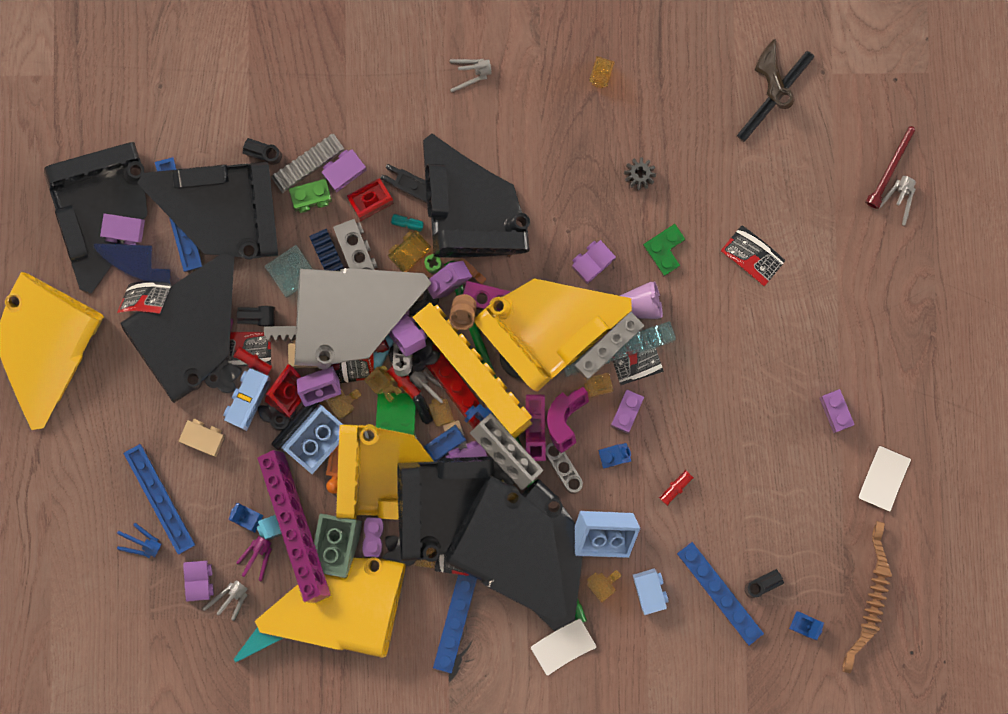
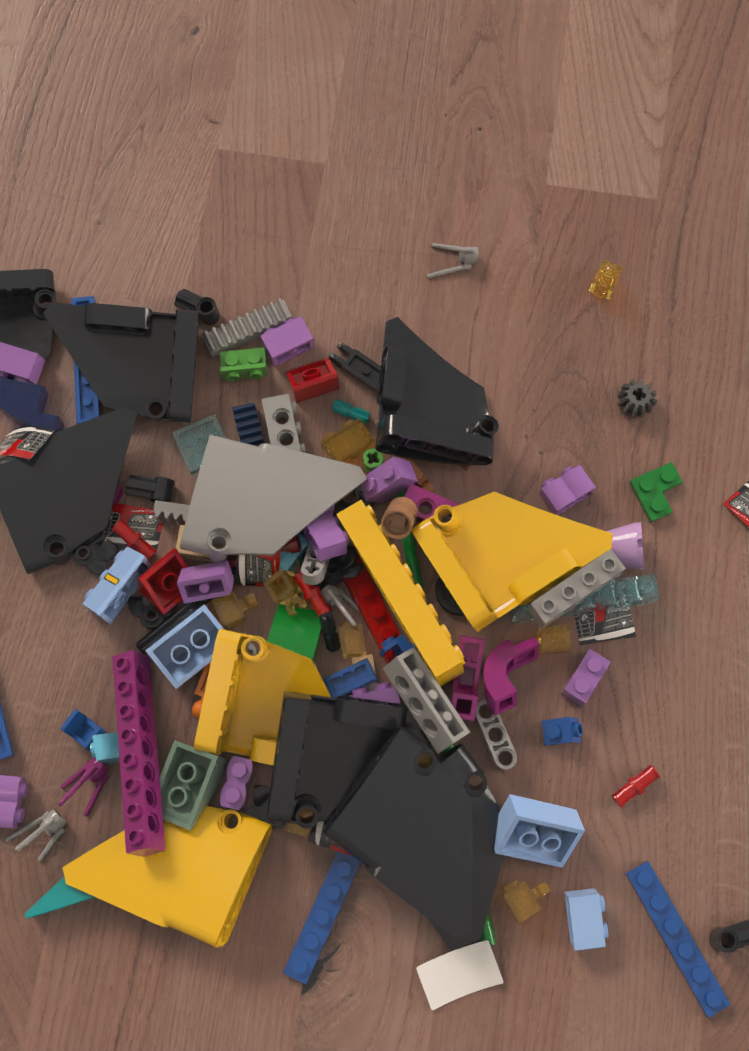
camera: 15 degrees right, 10 degrees down
(202, 438) = (51, 622): tan brick -> none

